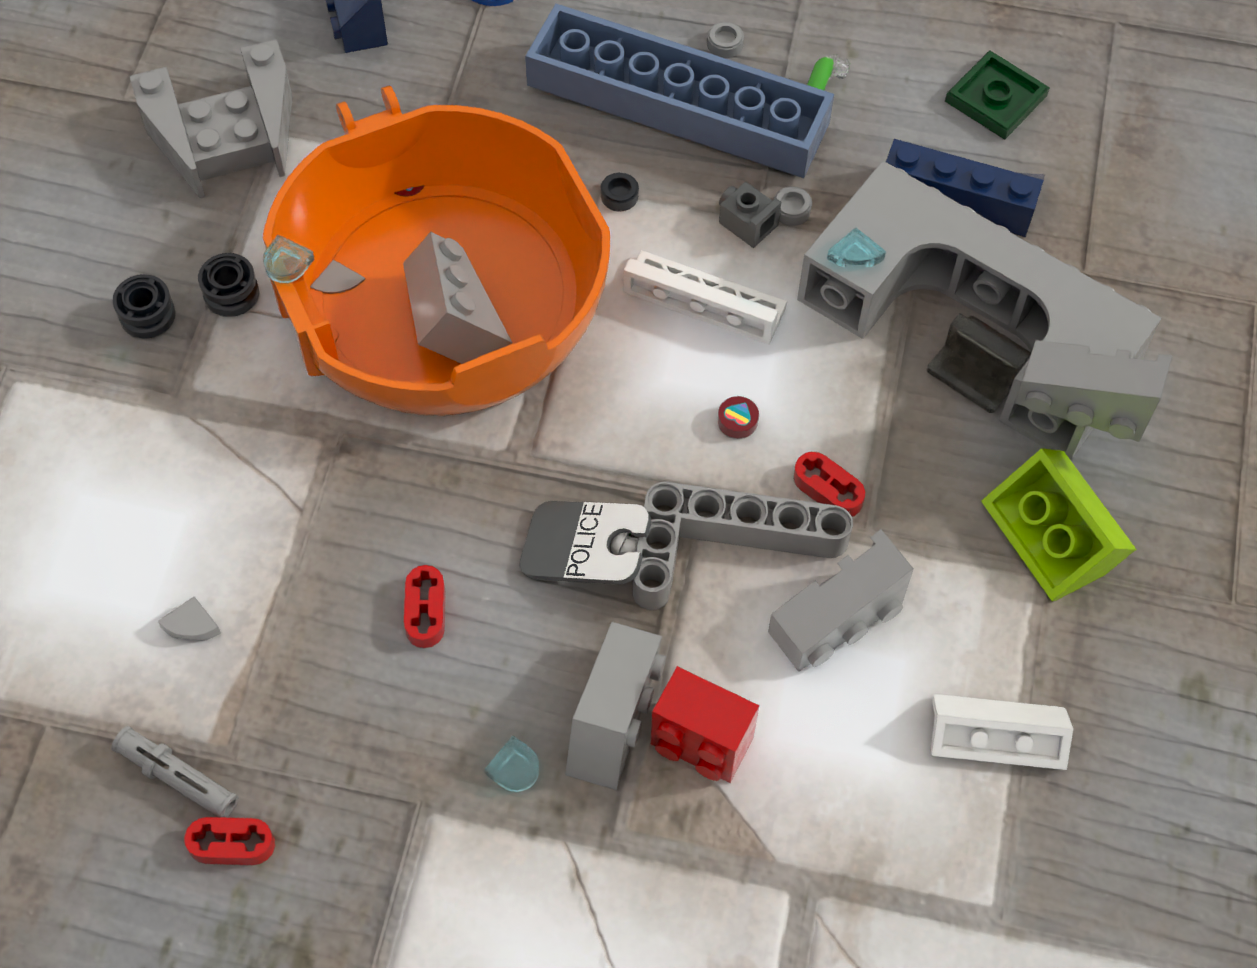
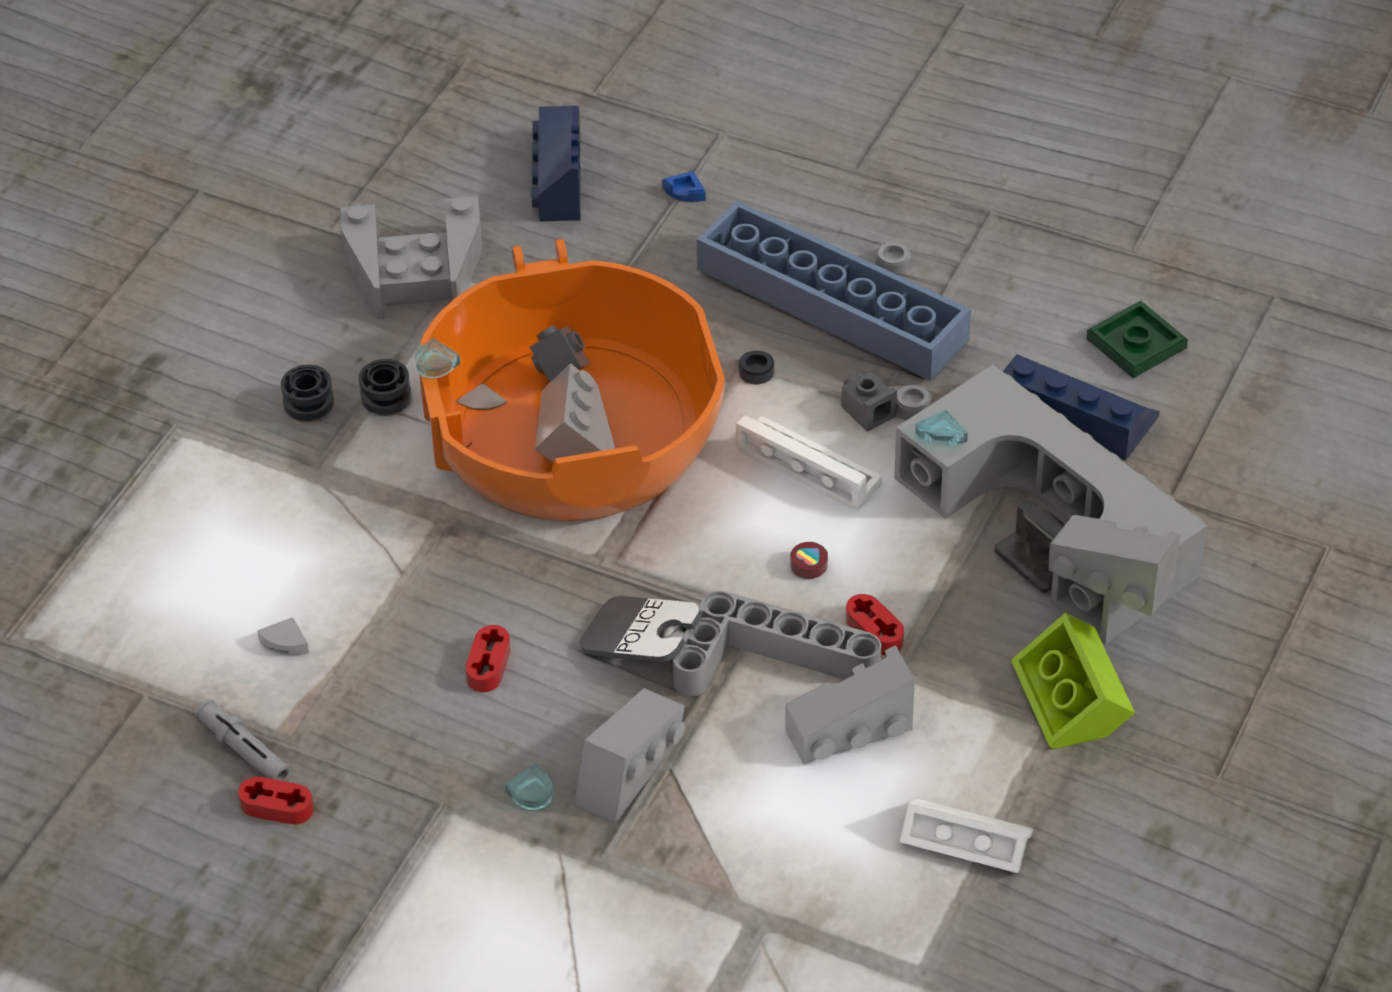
camera: 15 degrees right, 15 degrees down
(411, 216) = (557, 350): none -> dark grey brick
(703, 725) = (700, 775): red brick -> none
(827, 68) = (981, 294): bright green arm -> none

